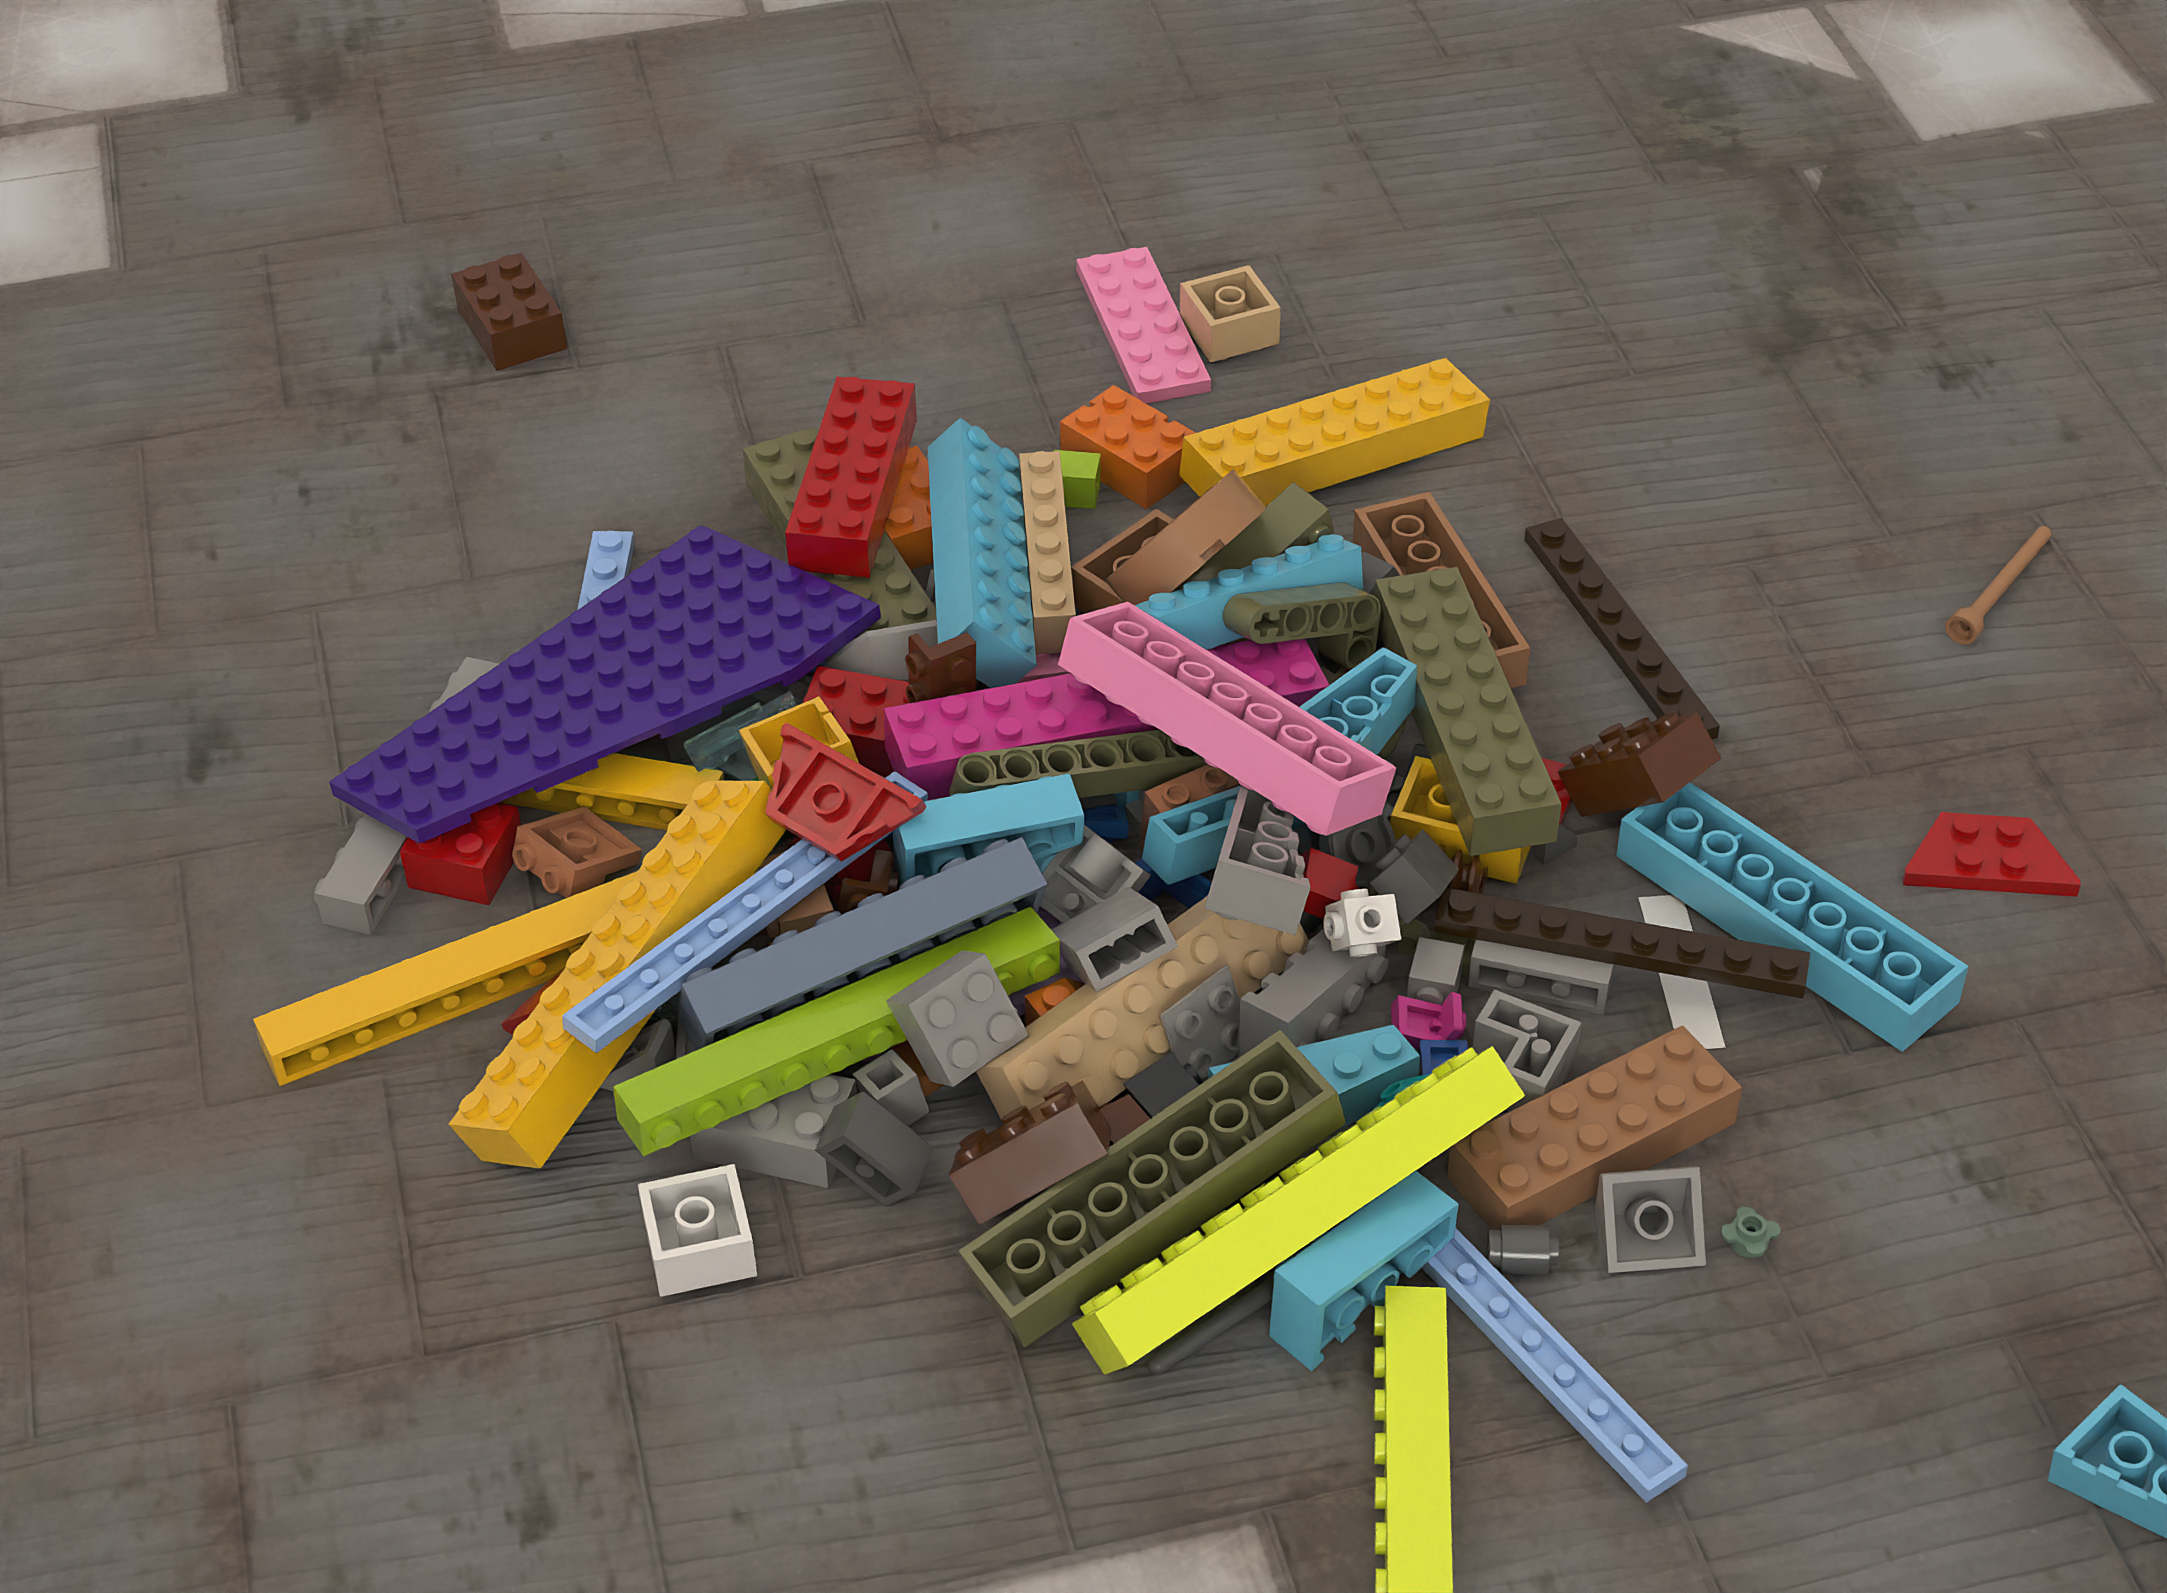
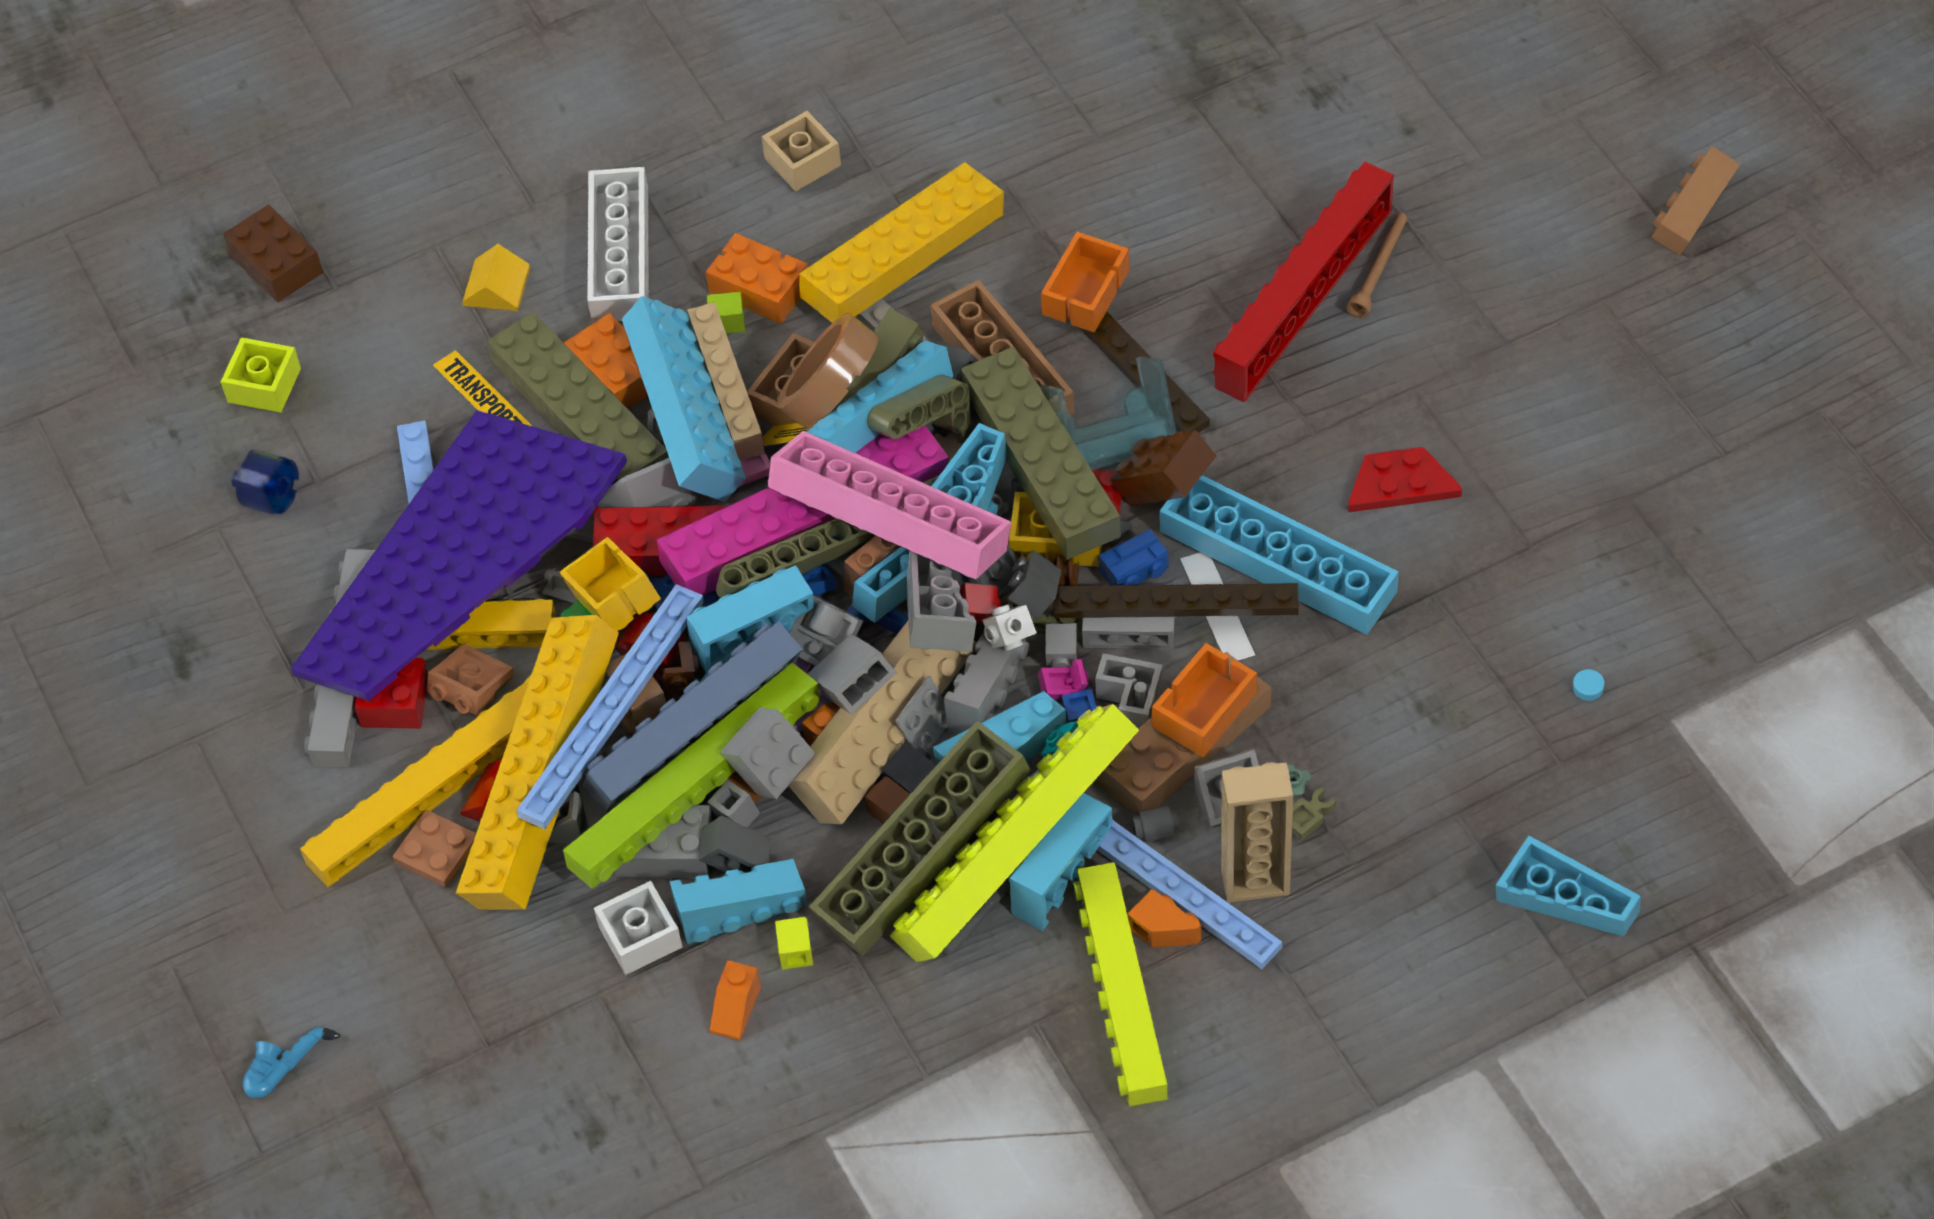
camera: 10 degrees left, 10 degrees up
(91, 1316) = (268, 1071): none -> dark azure piece
(393, 560) = (266, 482): none -> clear blue brick
(437, 438) = (261, 375): none -> neon yellow brick
(443, 1063) = (435, 848): none -> nougat plate
(711, 504) = (476, 388): none -> yellow sticker
(717, 743) = (547, 576): clear light blue hinge -> none
(786, 392) = (497, 280): none -> yellow slope
(809, 1366) = (734, 1000): none -> orange slope
(833, 797) = (645, 617): red wing -> none
(852, 477) = (576, 354): red brick -> none
(855, 1221) = (737, 899): none -> medium azure wedge
(923, 1303) = (794, 943): none -> neon yellow panel
(940, 669) = (687, 504): reddish brown bracket -> none
(961, 358) = (617, 241): none -> white brick
(1030, 1150) = (837, 831): reddish brown brick -> none
(1143, 325) = (738, 168): bright pink plate -> none
(1502, 1397) = (1162, 923): none -> orange slope
(1572, 880) = (1134, 560): none -> blue brick
(1578, 519) = (1085, 281): none -> orange piece
(1624, 692) = (1112, 440): none -> clear light blue windscreen
(1635, 1077) = (1204, 700): none -> orange piece
(1680, 1275) = (1256, 831): none -> tan brick
(1760, 1289) = (1309, 816): none -> olive plate
(1887, 578) = (1303, 281): none -> red brick

